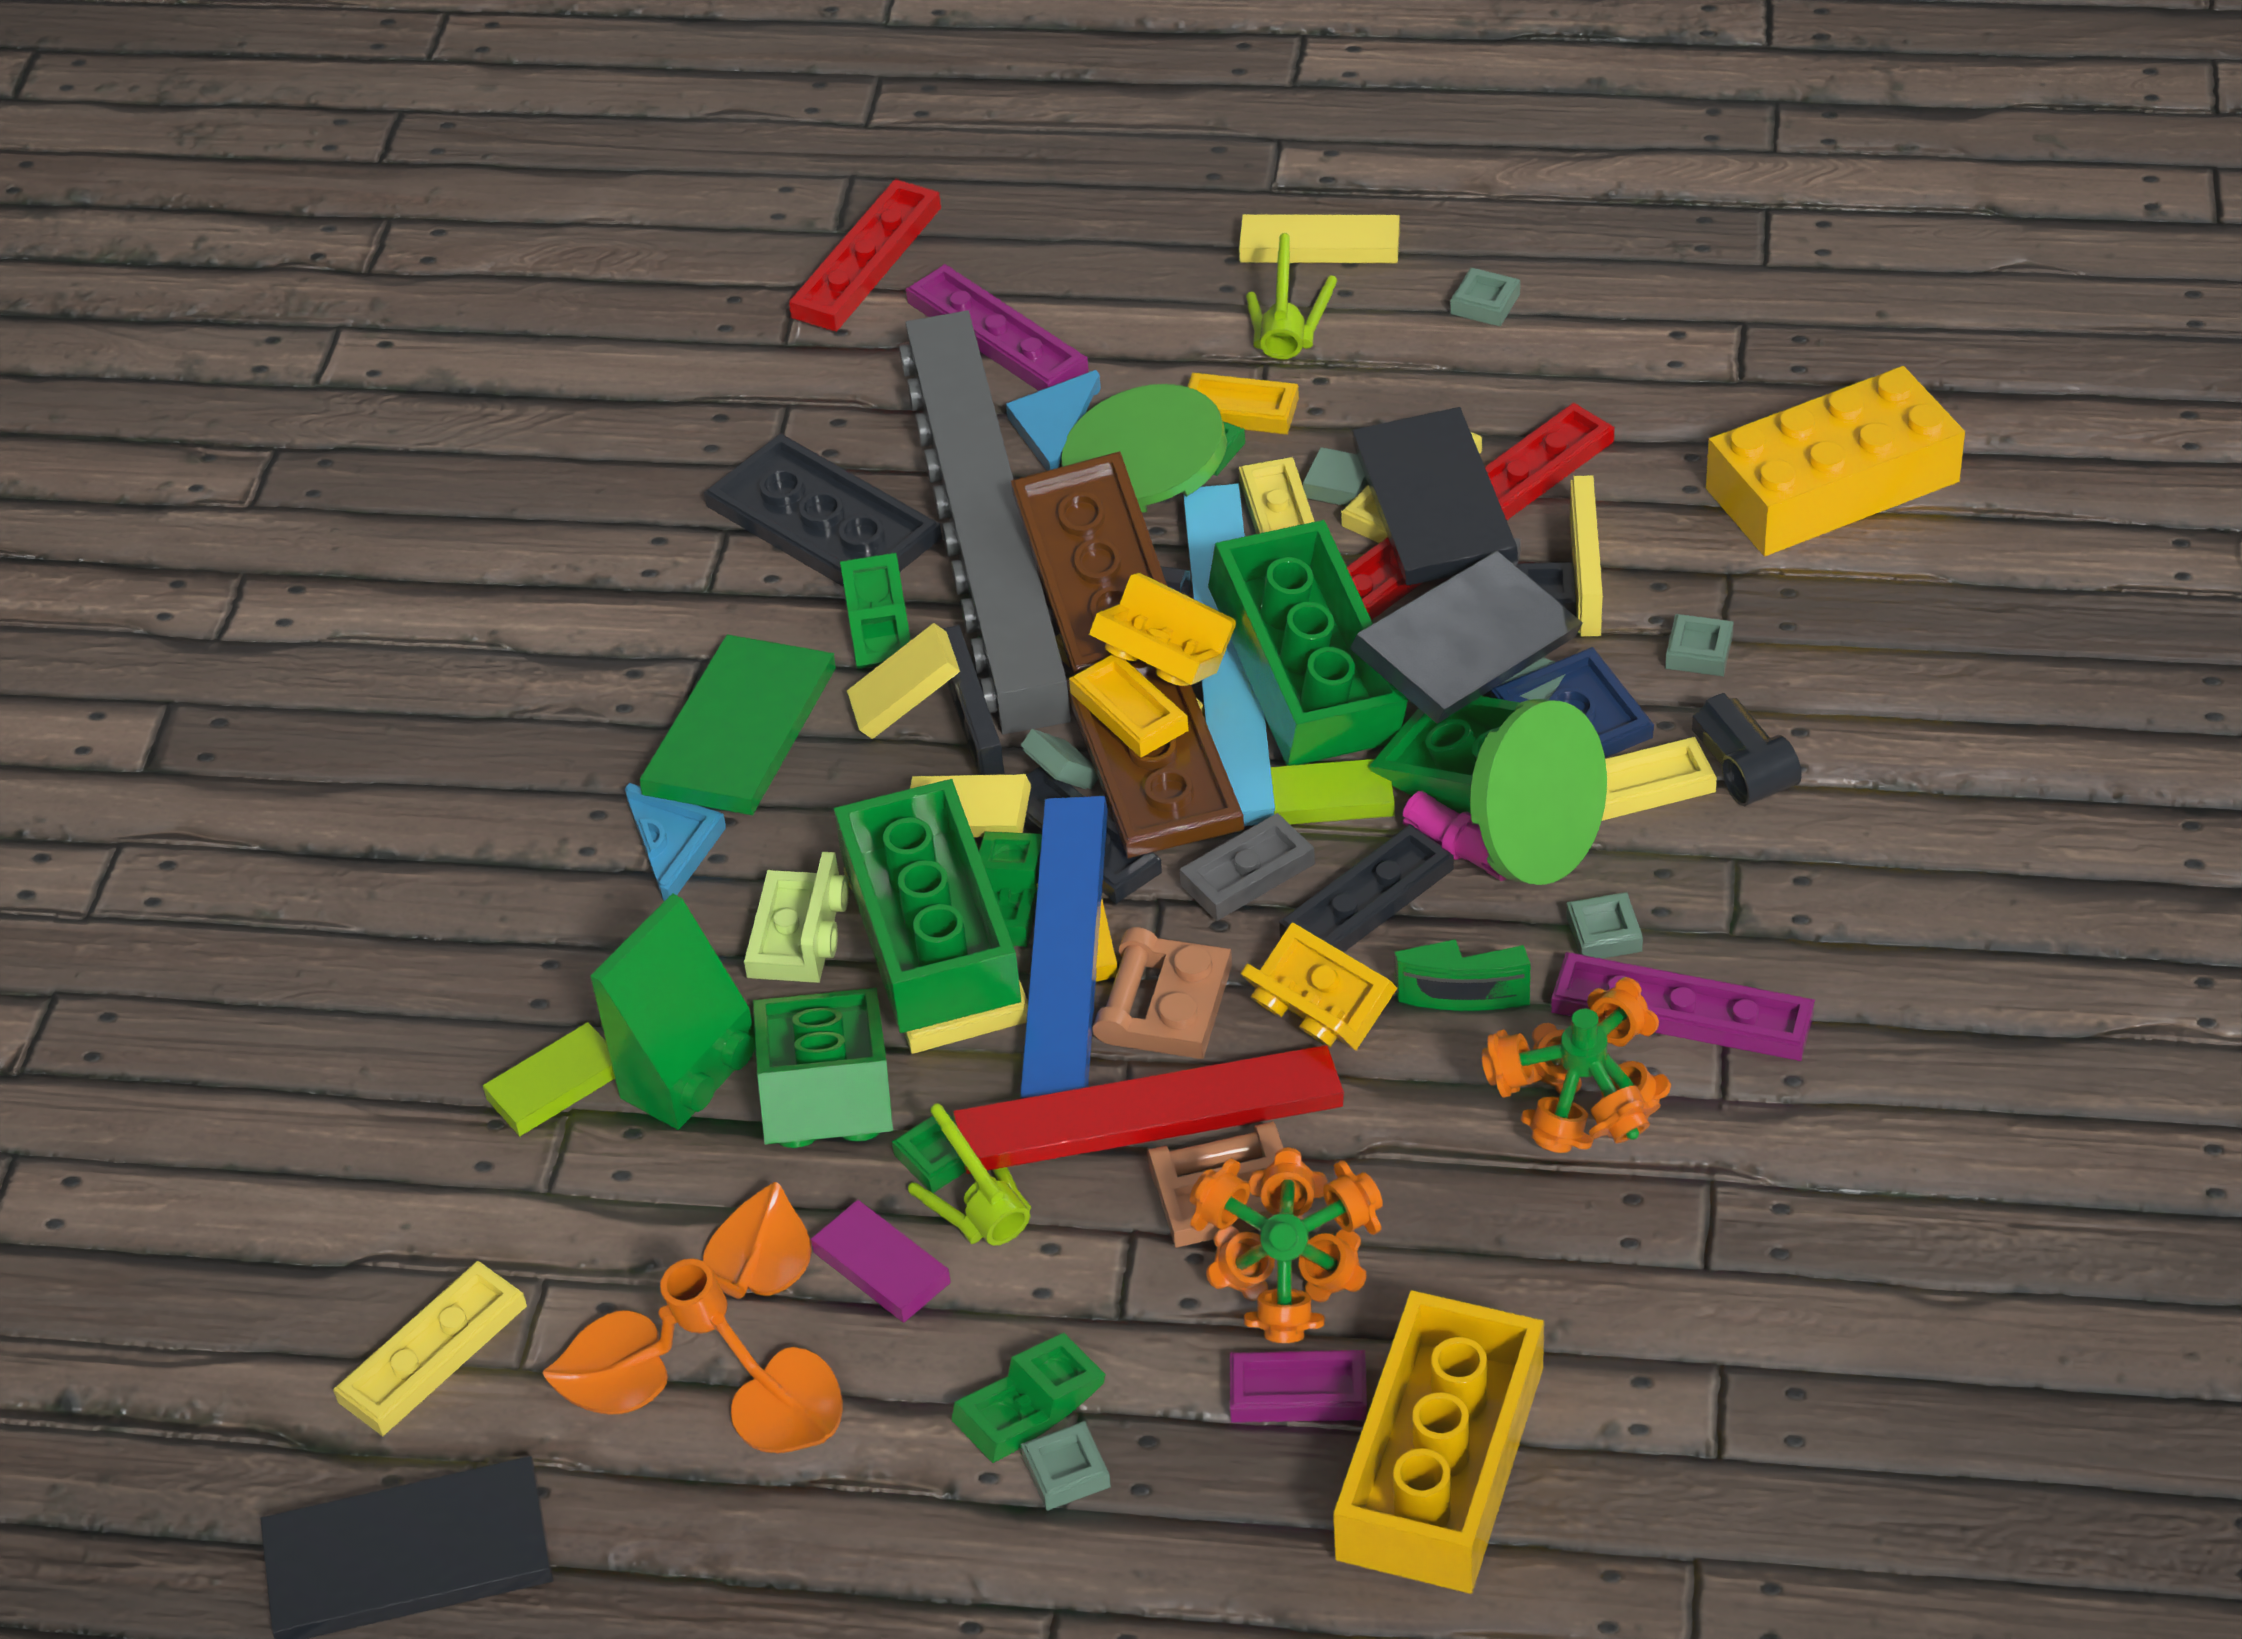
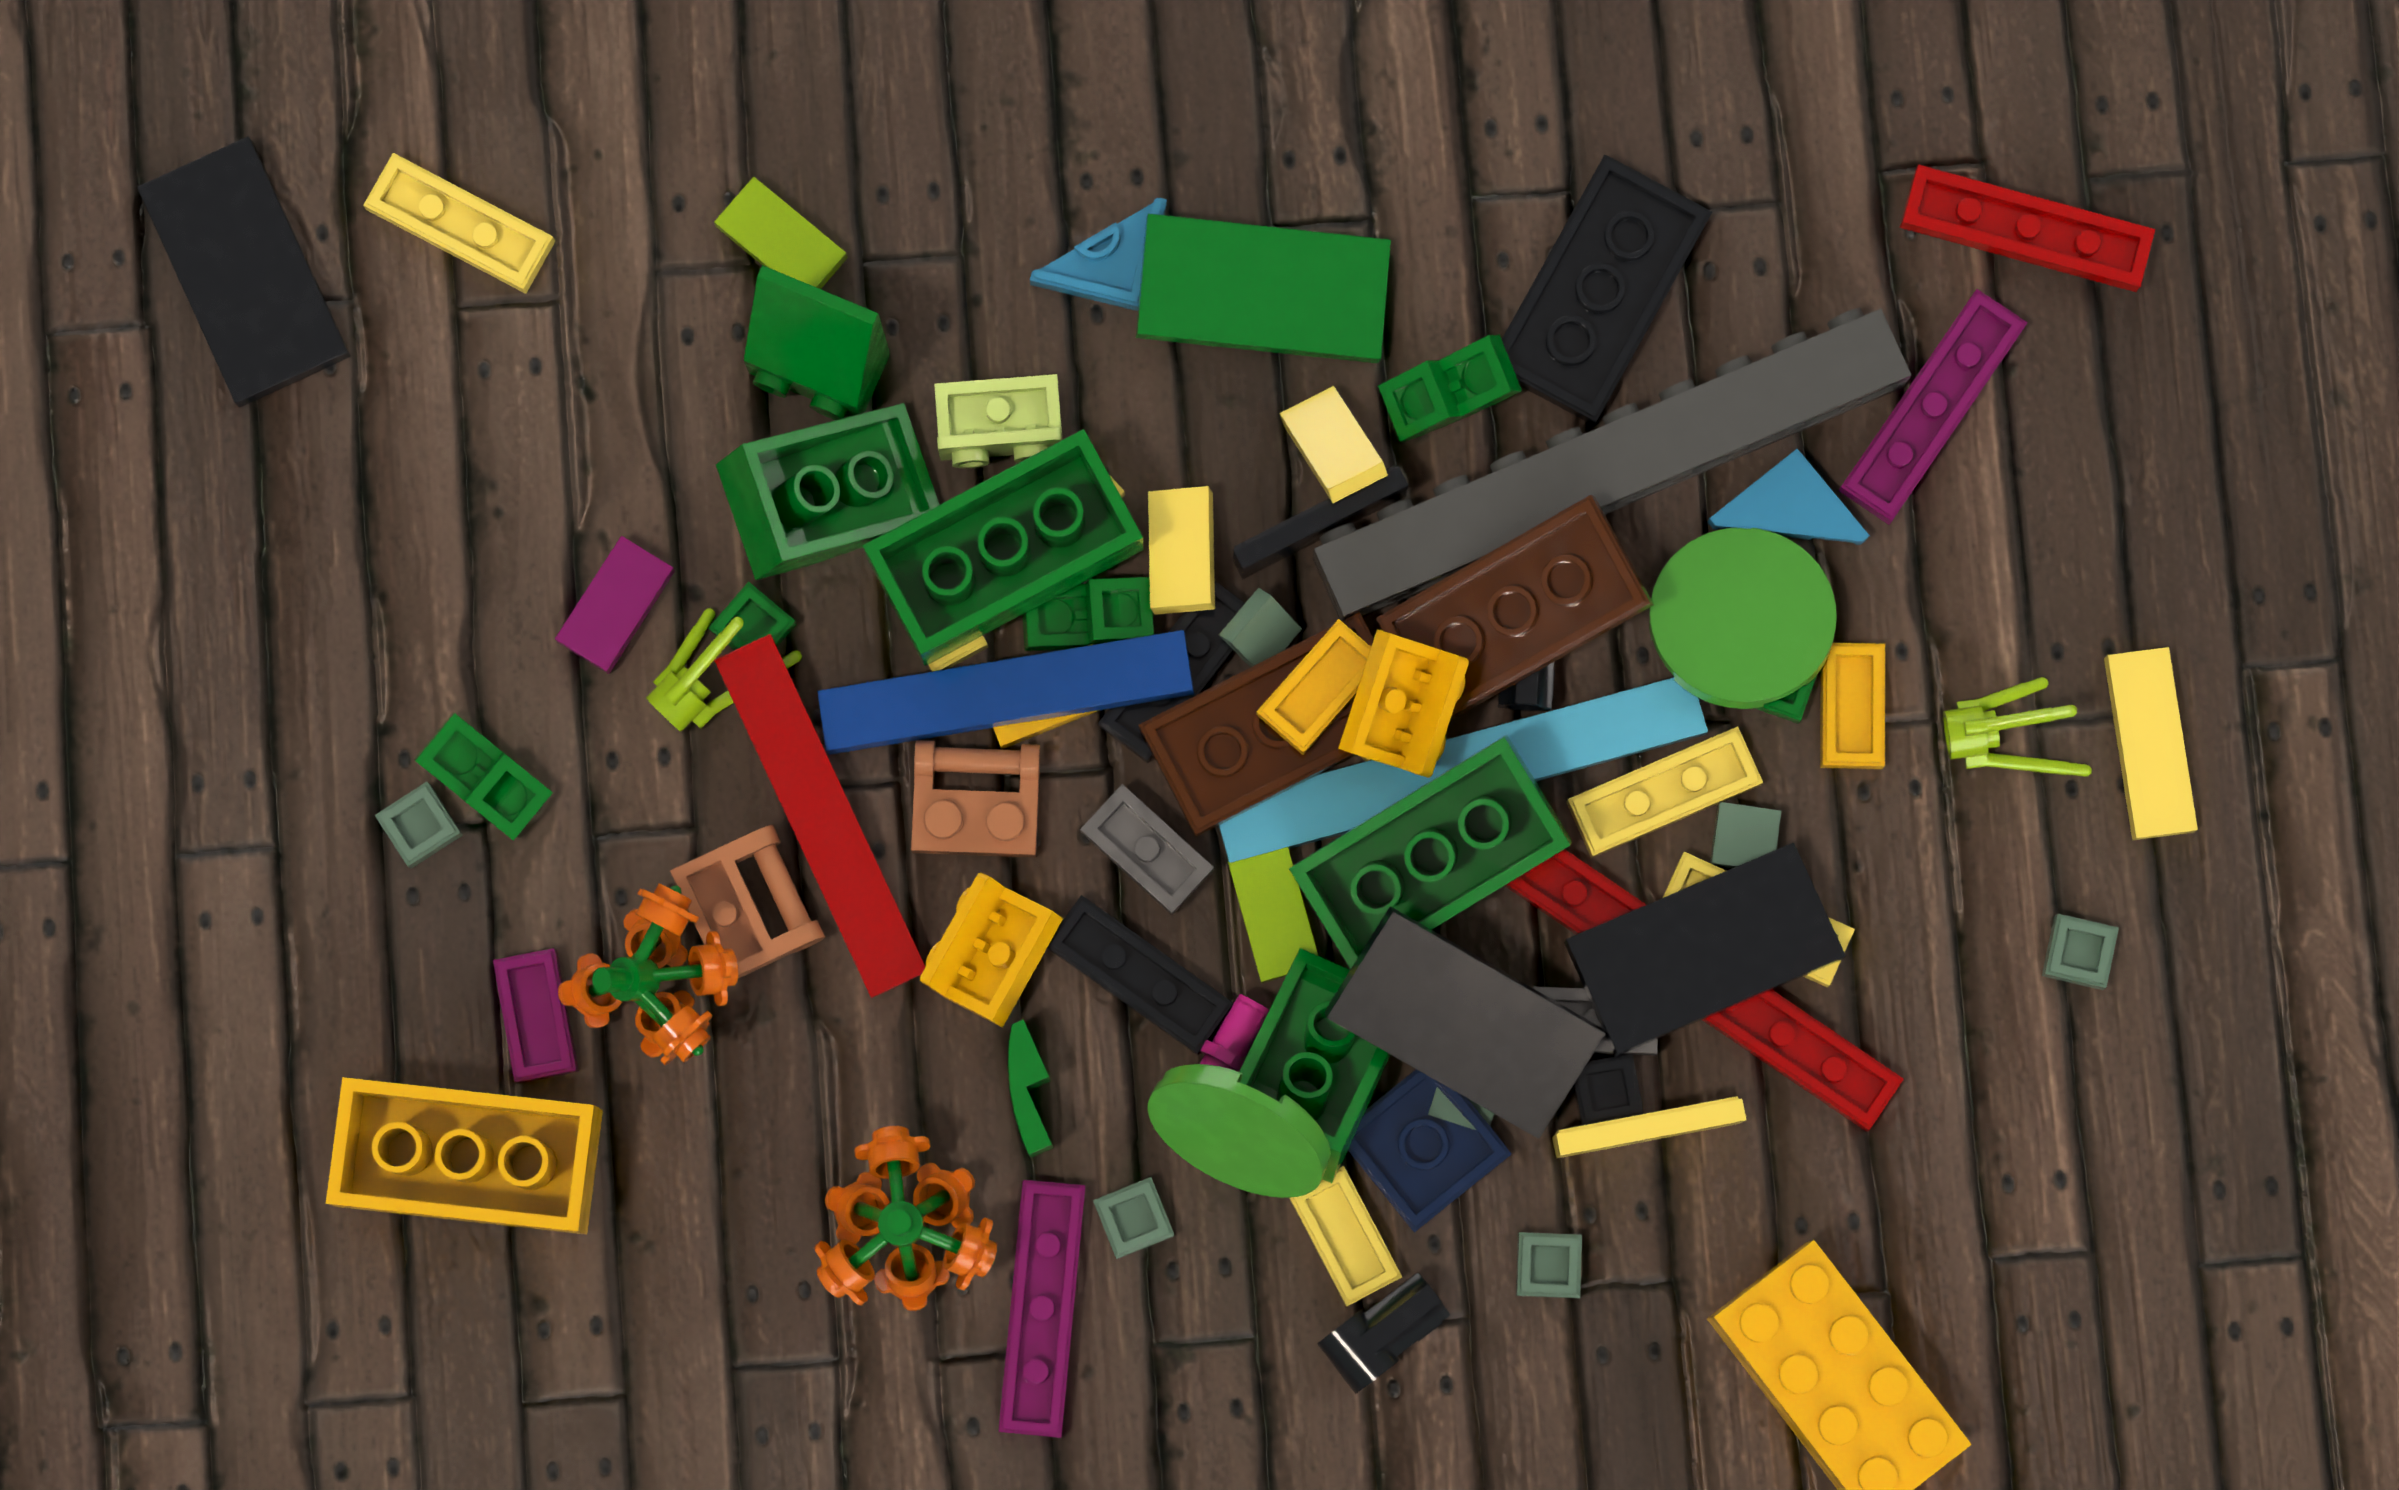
camera: 75 degrees right, 35 degrees up
(758, 1248) = (459, 400): orange plant -> none

